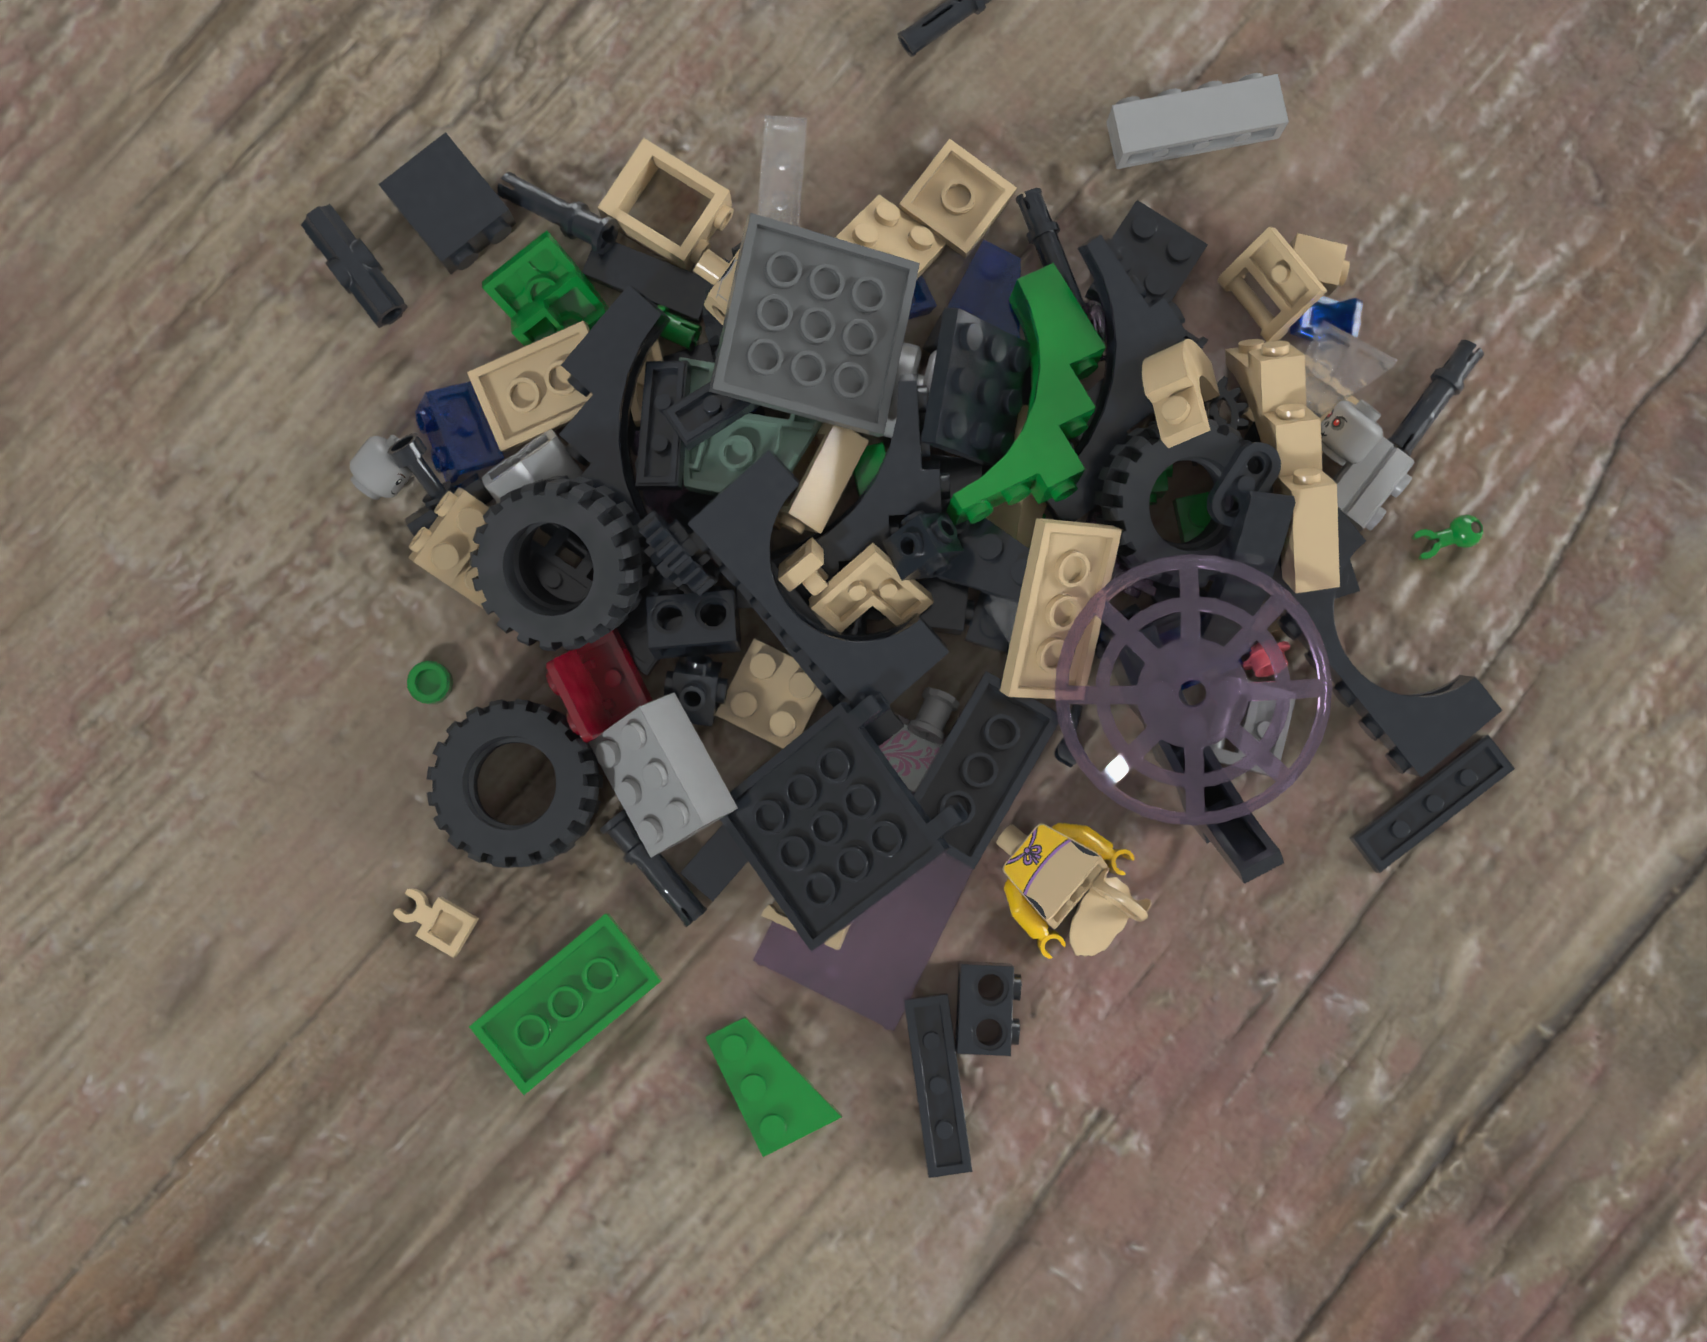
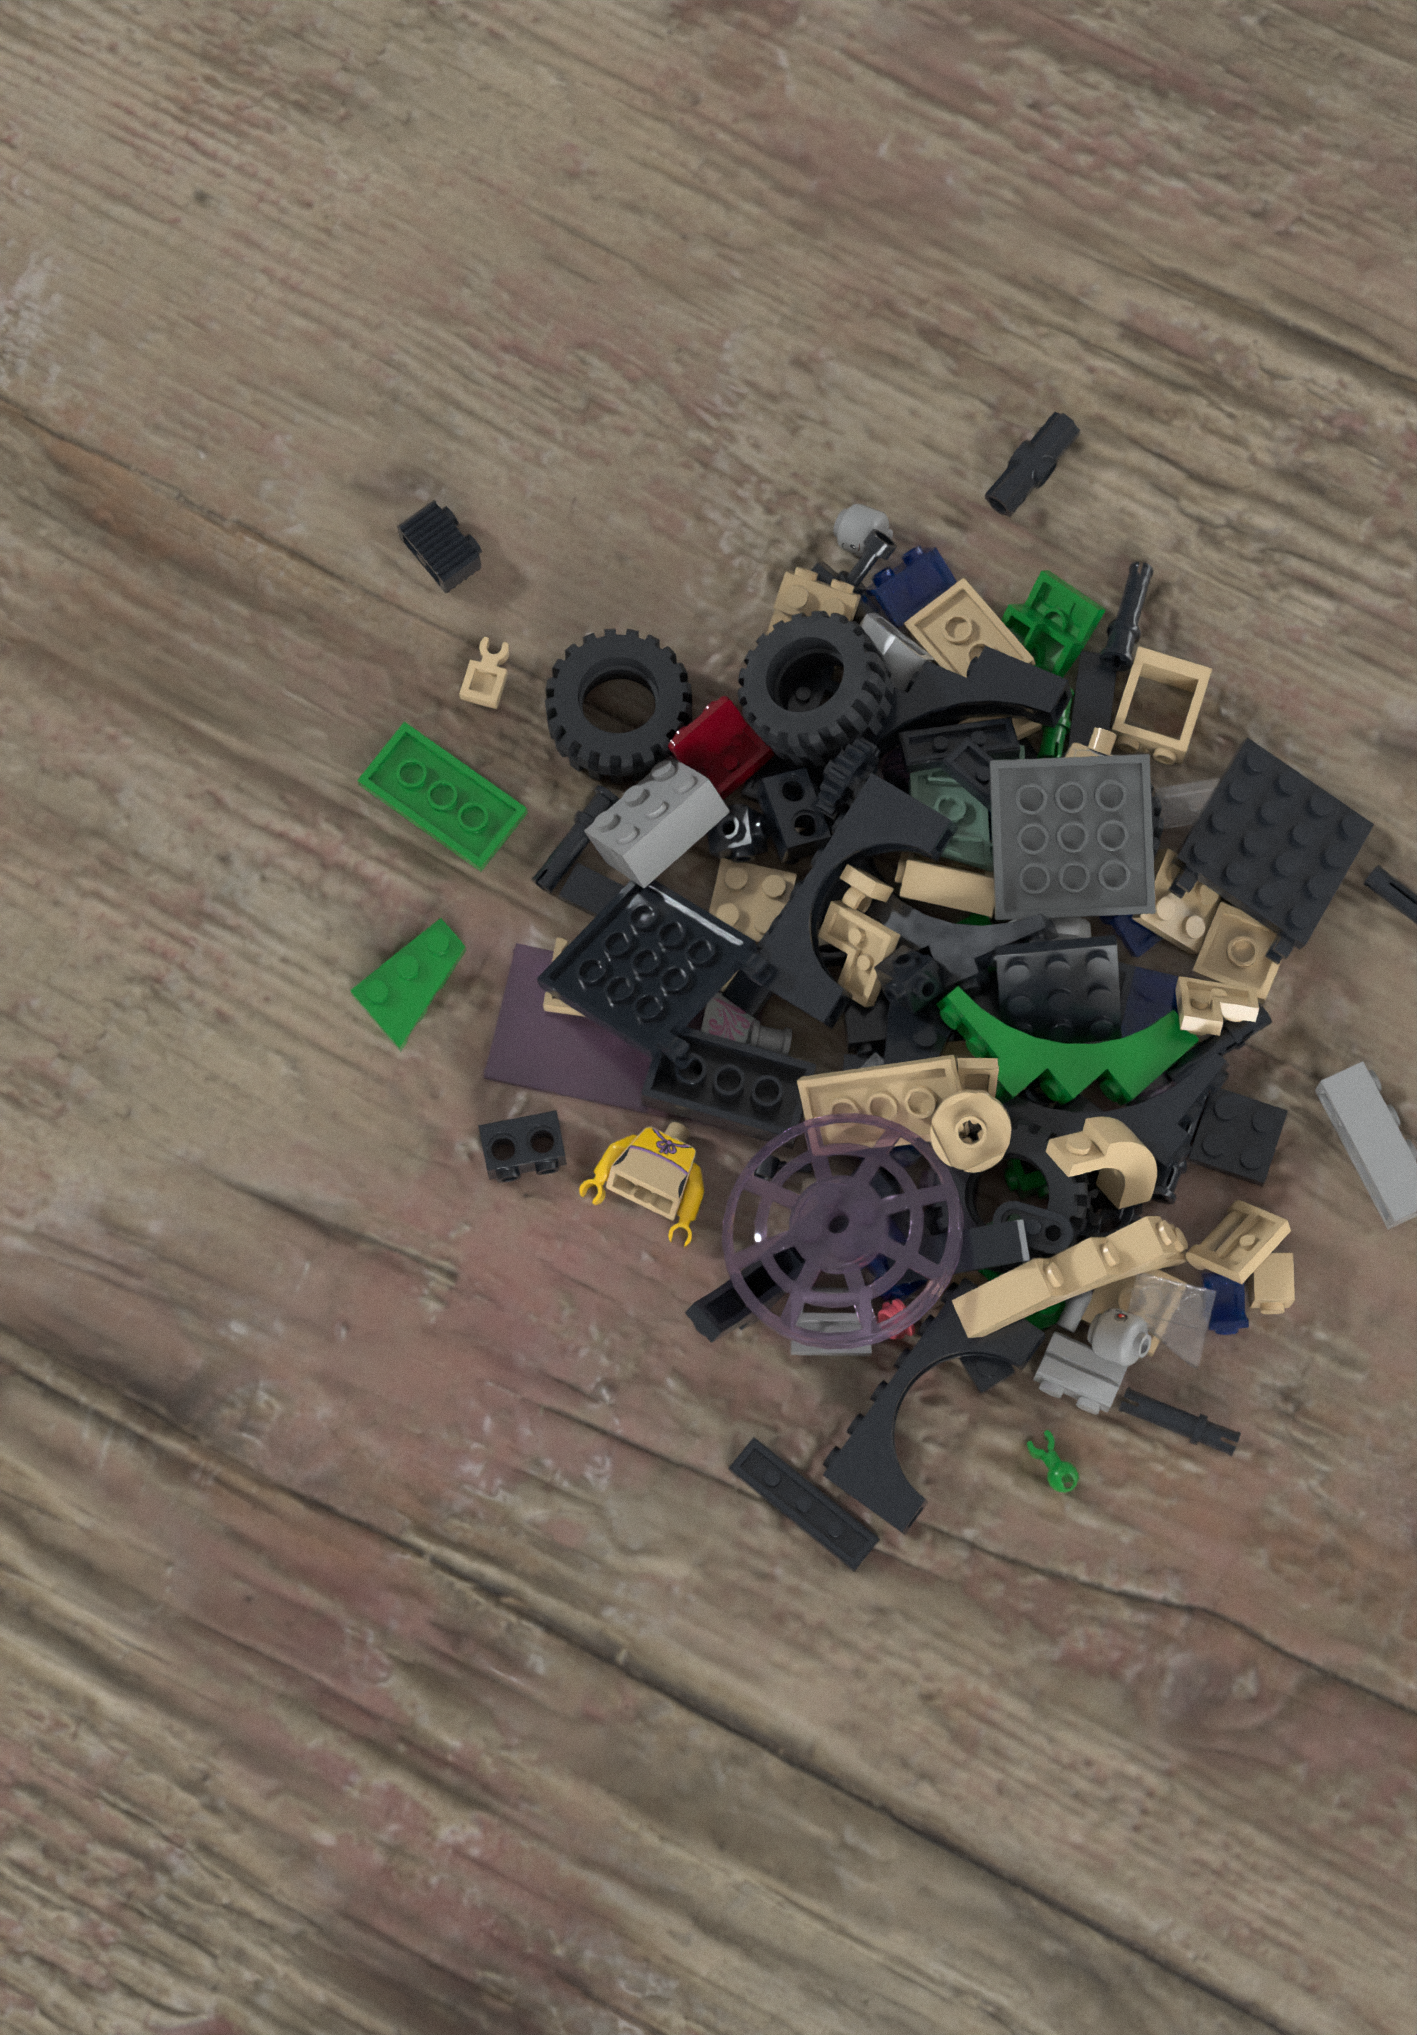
camera: 80 degrees right, 10 degrees down
(271, 937) = (440, 545): none -> black brick
(429, 682) = (688, 618): green tile -> none
(448, 204) = (1108, 526): black brick -> none
(856, 134) = (1271, 846): none -> black plate
(937, 1085) = (445, 1122): black plate -> none
(1014, 243) = (1205, 1004): none -> tan plate
(1061, 500) = (978, 1074): none -> tan plate
(1101, 522) = (962, 1152): none -> tan plate
(1104, 914) = (629, 1229): tan piece -> none

